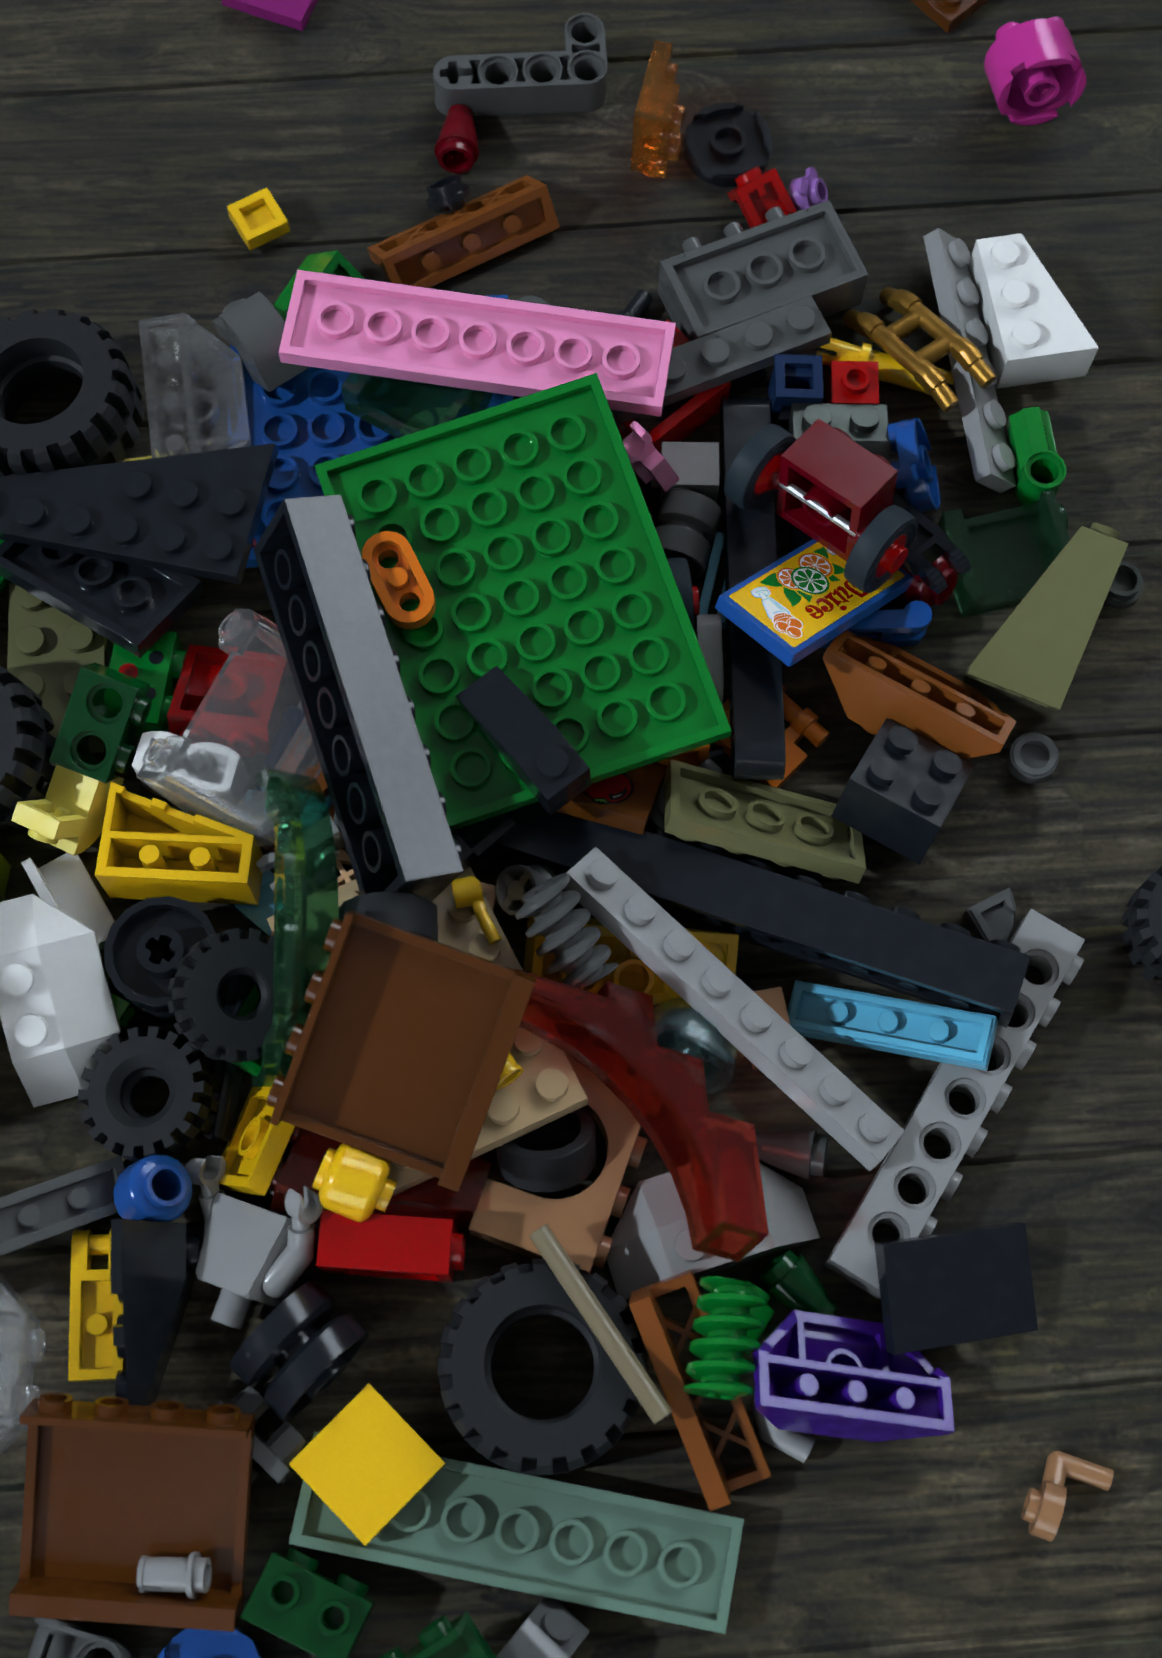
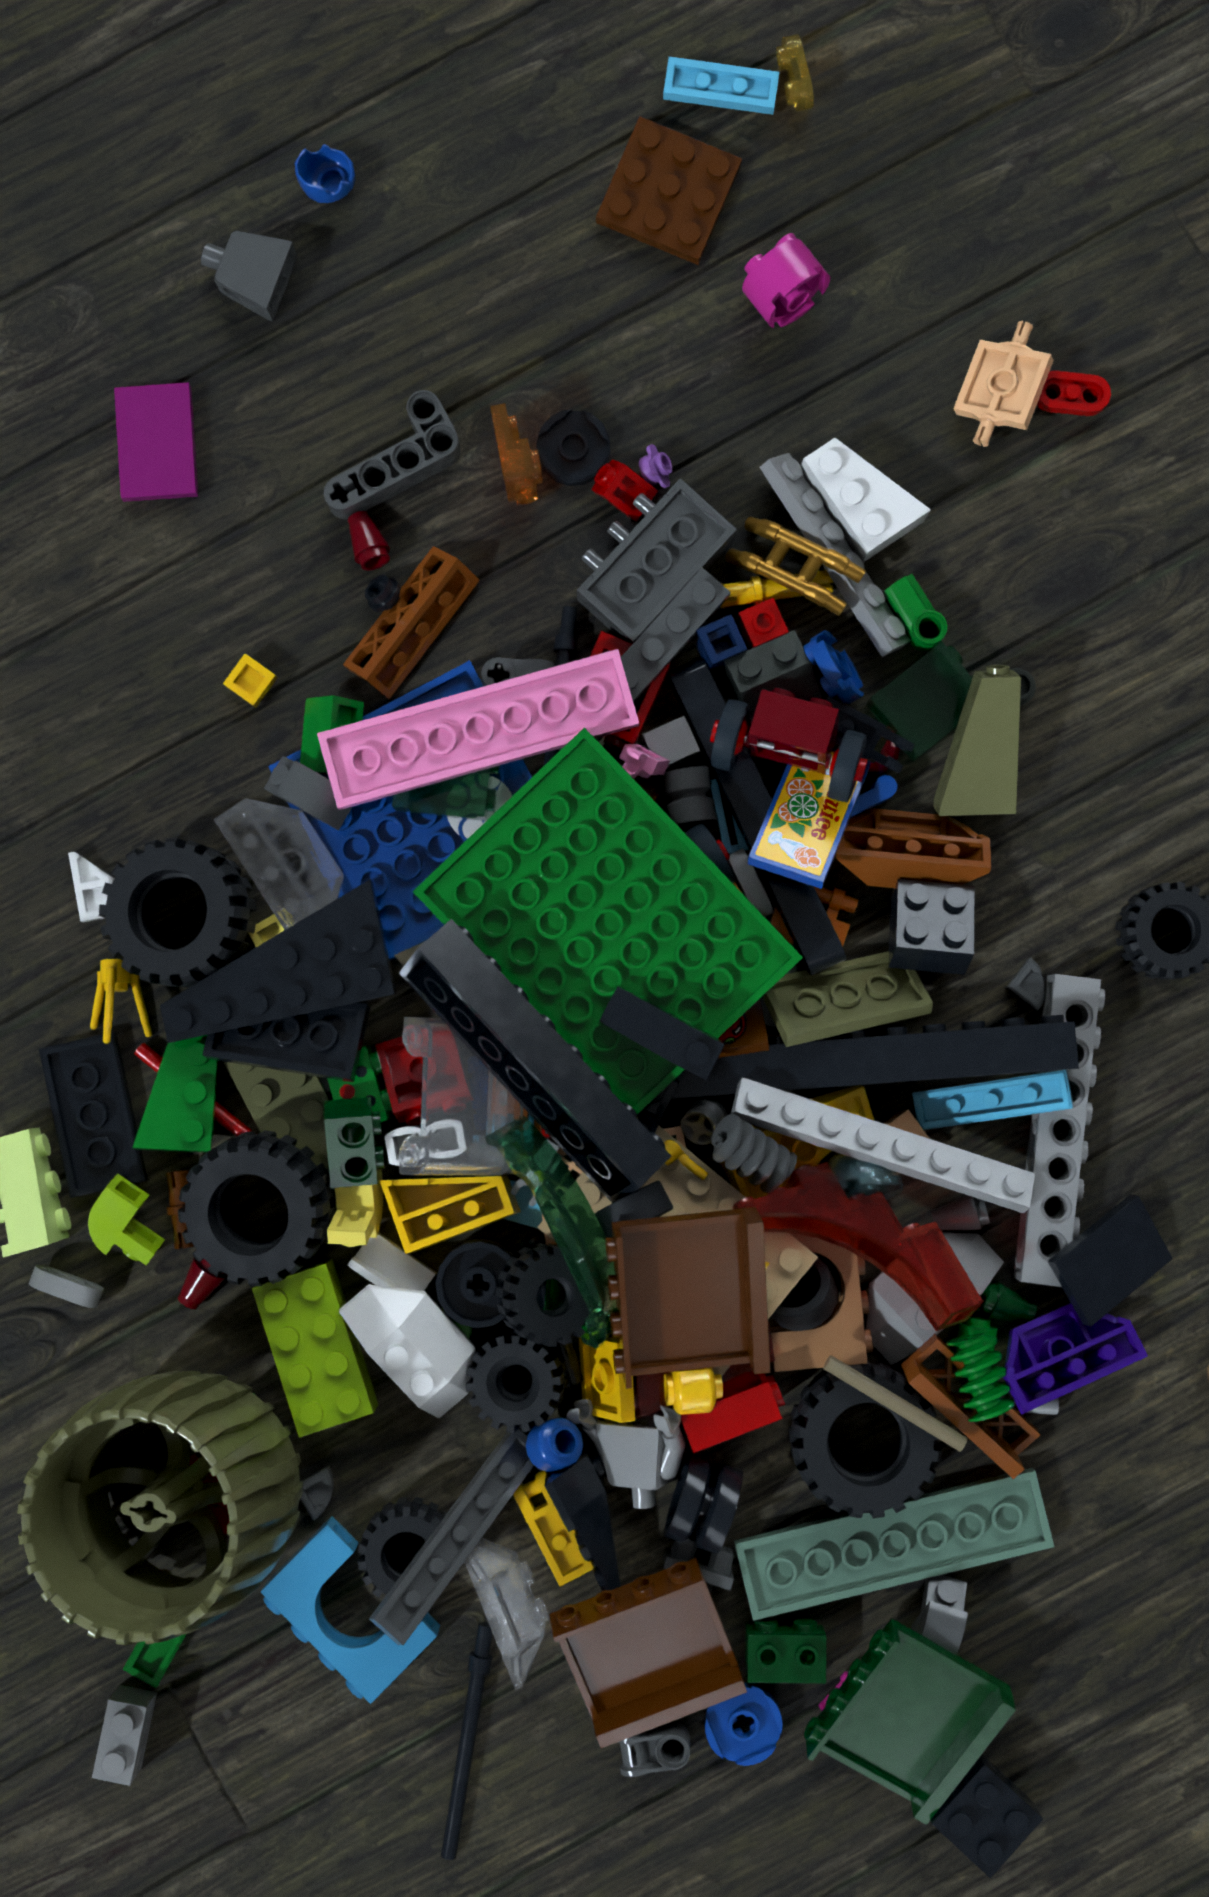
camera: 20 degrees left, 15 degrees up
(174, 1574) = (691, 1674): light grey pin -> none
(367, 1464) = (780, 1550): yellow tile -> none
(400, 582) = (520, 955): orange plate -> none
(1032, 758) = (1008, 850): dark grey tile -> none

